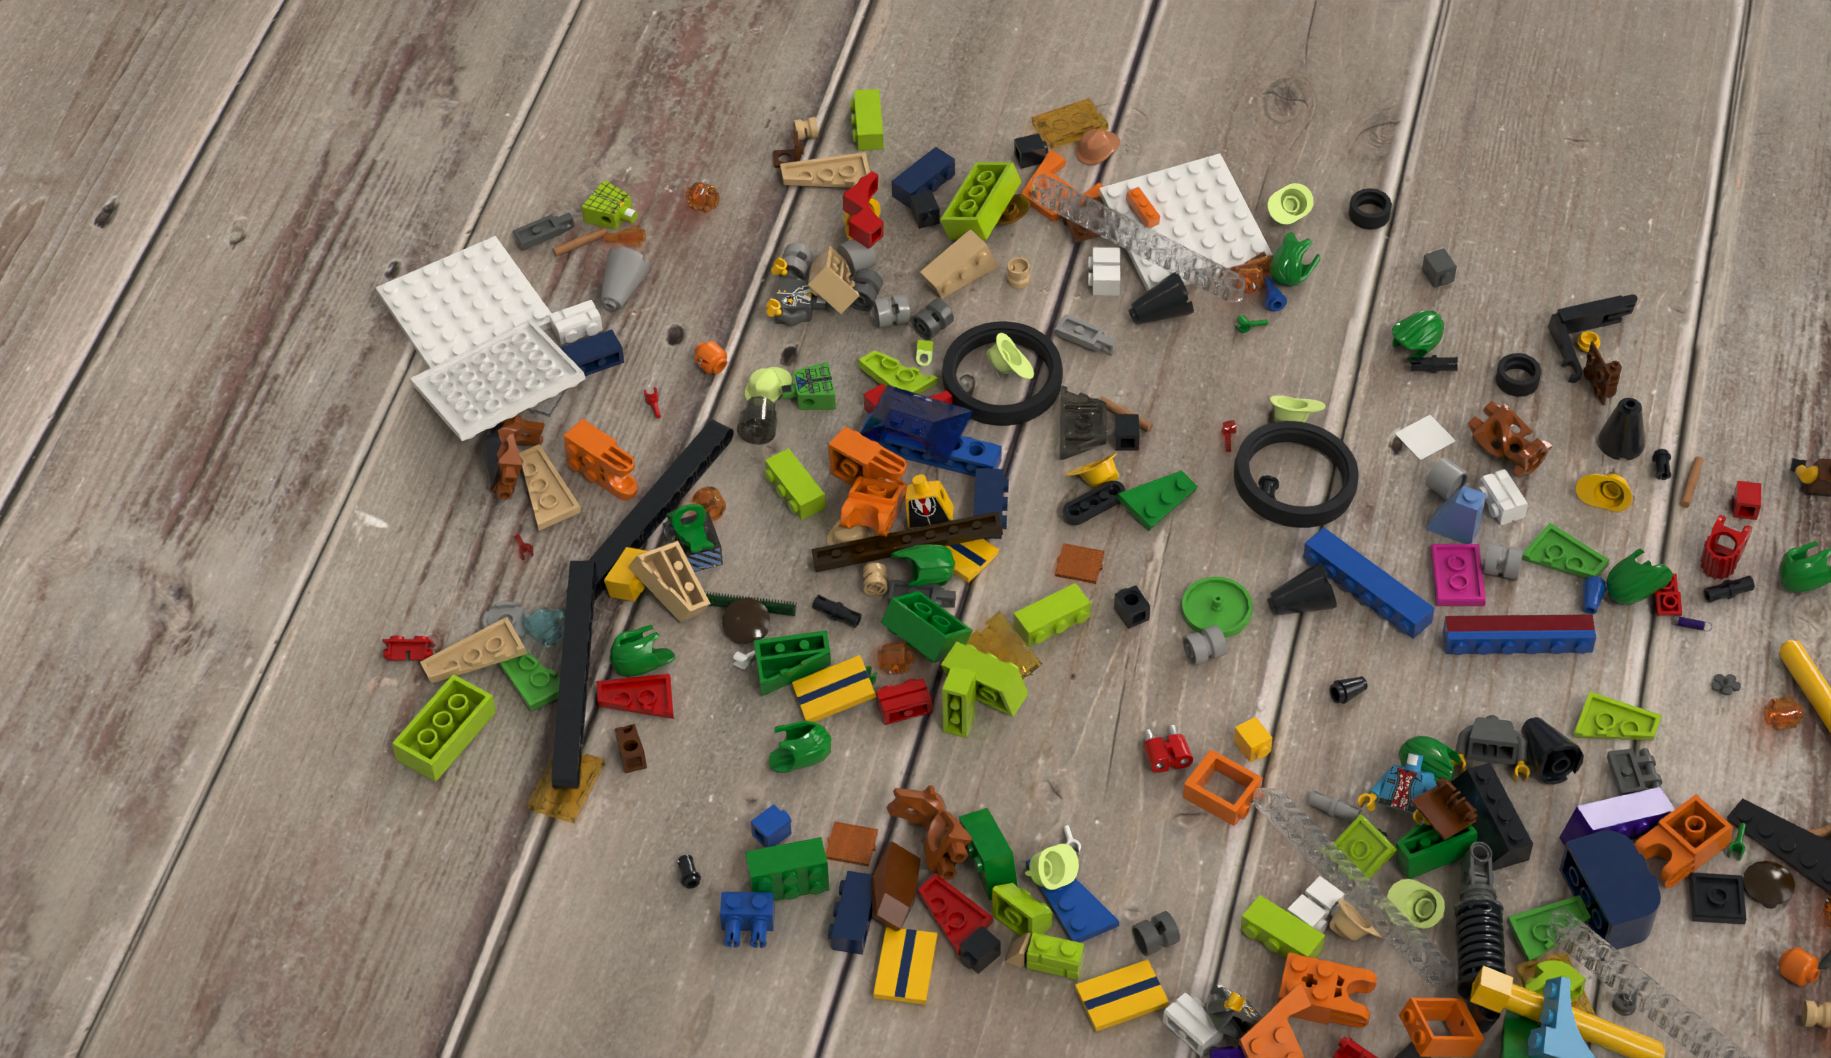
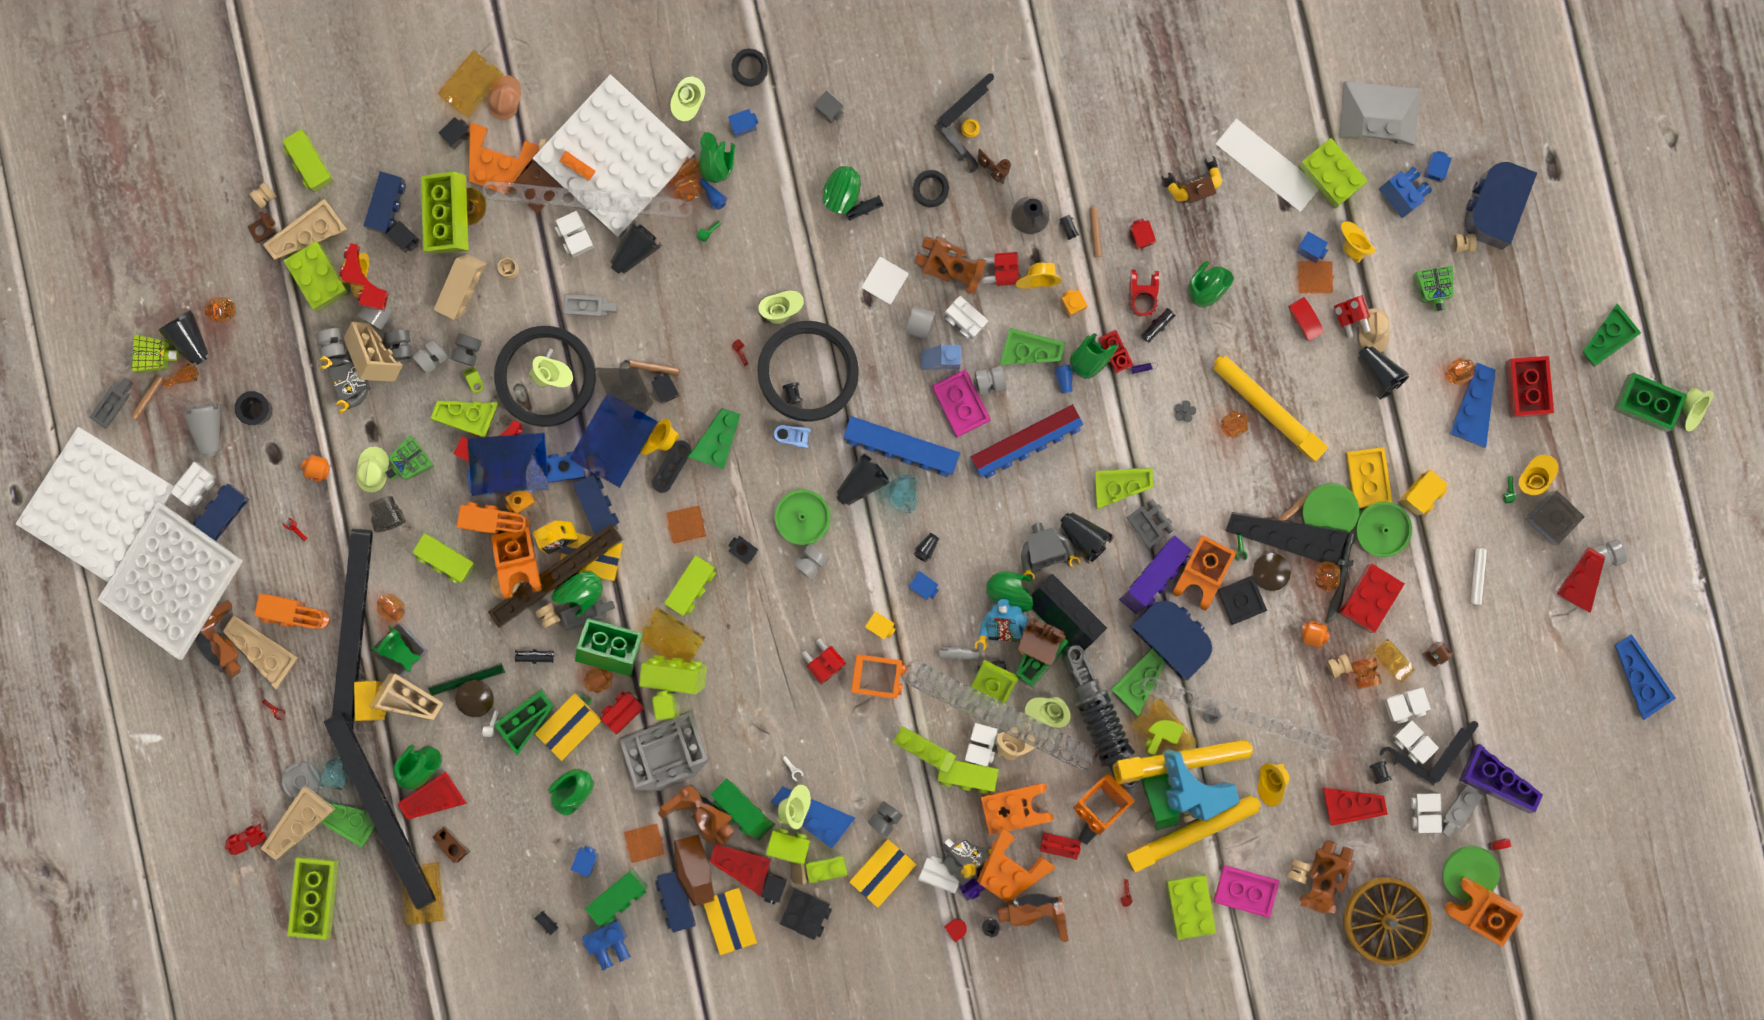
camera: 30 degrees left, 35 degrees up
(653, 200) = (186, 337): none -> black cone
(681, 282) = (243, 406): none -> black piece
(817, 207) = (316, 276): none -> lime brick
(914, 464) = (519, 501): none -> light orange brick
(928, 759) = (664, 754): none -> light grey slope
(1003, 997) = (806, 914): none -> black plate
(1041, 445) = (613, 440): none -> clear blue slope
(1243, 874) = (924, 749): none -> lime brick
(1245, 525) = (794, 436): none -> light blue piece
(1325, 722) = (924, 586): none -> blue brick
(1338, 248) = (743, 122): none -> blue brick
(1348, 623) = (903, 494): none -> clear light blue cylinder
(1568, 471) = (1006, 269): none -> red piece
(1636, 529) = (1073, 302): none -> light orange brick

